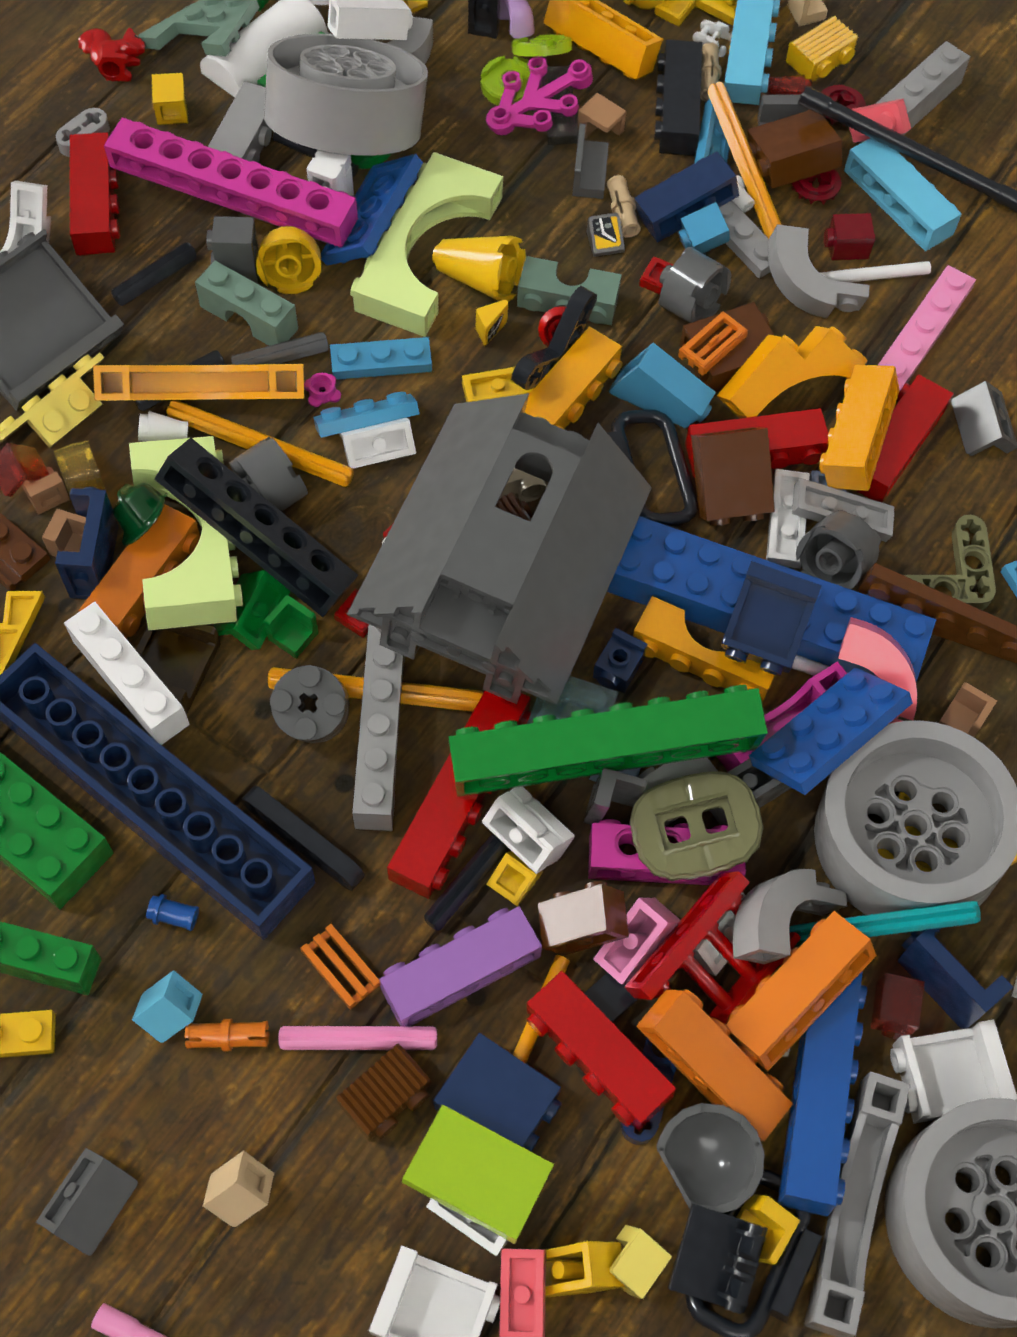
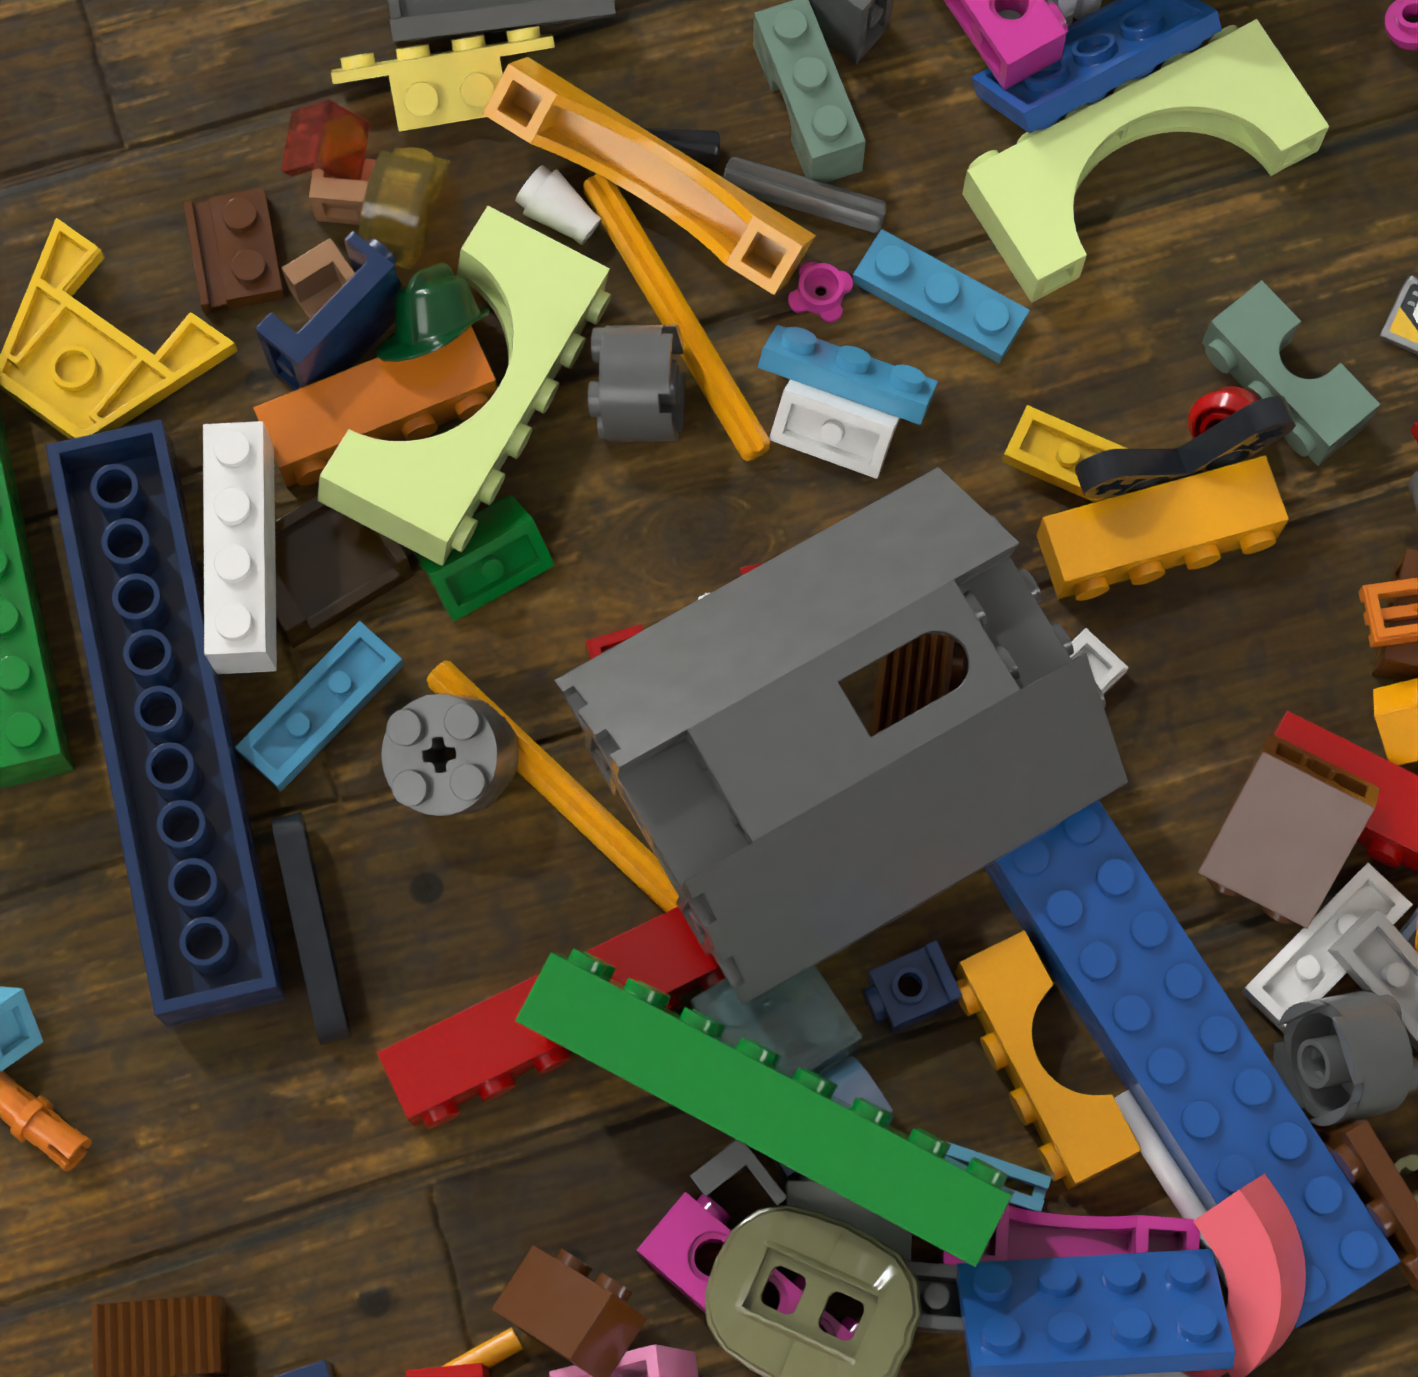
camera: 40 degrees right, 10 degrees up
(172, 912) = (82, 907): blue pin -> none
(223, 731) = (319, 706): none -> dark azure plate
(255, 526) = (532, 437): black brick -> none
(288, 260) = (917, 58): yellow cylinder -> none
(291, 626) = (512, 621): green panel -> none
(320, 941) = (232, 1081): orange tile -> none
(357, 1037) = (185, 1244): bright pink axle -> none
(378, 736) = (491, 876): light grey arch -> none
(460, 967) = (375, 1251): medium lavender brick -> none
(465, 883) = (472, 1142): black axle -> none
(482, 263) = (1191, 249): yellow cone -> none
(491, 320) = (1139, 344): yellow slope -> none
(513, 878) = (543, 1181): yellow slope -> none
(528, 829) = (600, 1136): white brick -> none
(663, 384) = (1302, 625): dark azure slope -> none
(677, 458) = (1142, 709): black bar -> none
(769, 618) = (1146, 1092): dark blue panel -> none

